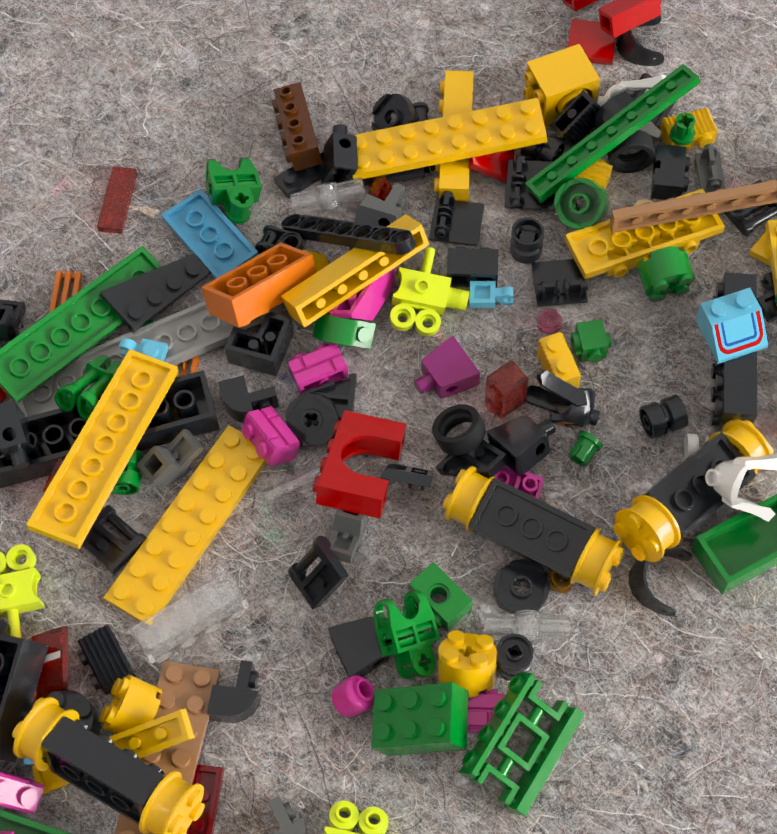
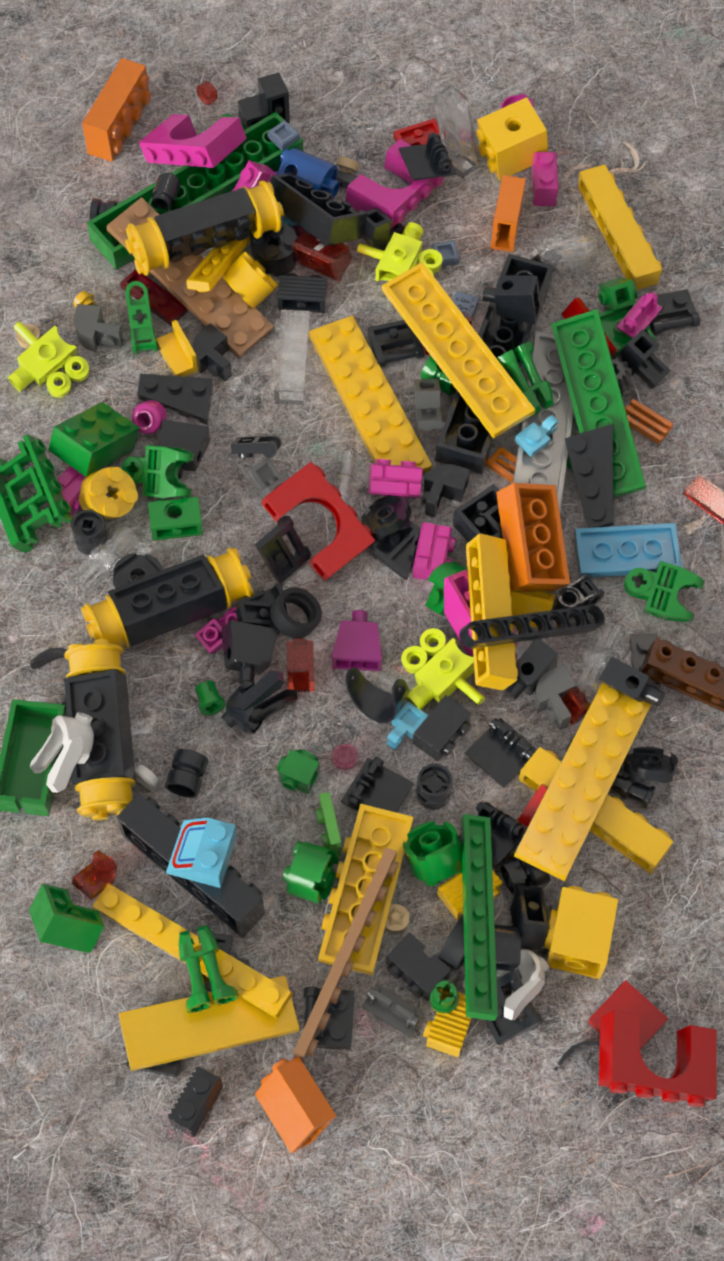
camera: 120 degrees right, 0 degrees up
(24, 507) = (466, 303): none -> sand blue tile
(243, 789) = (143, 328): none -> green piece
(255, 732) = (178, 352): none -> yellow panel
(302, 698) = (183, 394): none -> black wing
(483, 320) = (373, 701): none -> black piece
(557, 358) = (296, 728): yellow brick -> none
(622, 283) = (326, 816): none -> bright green plate

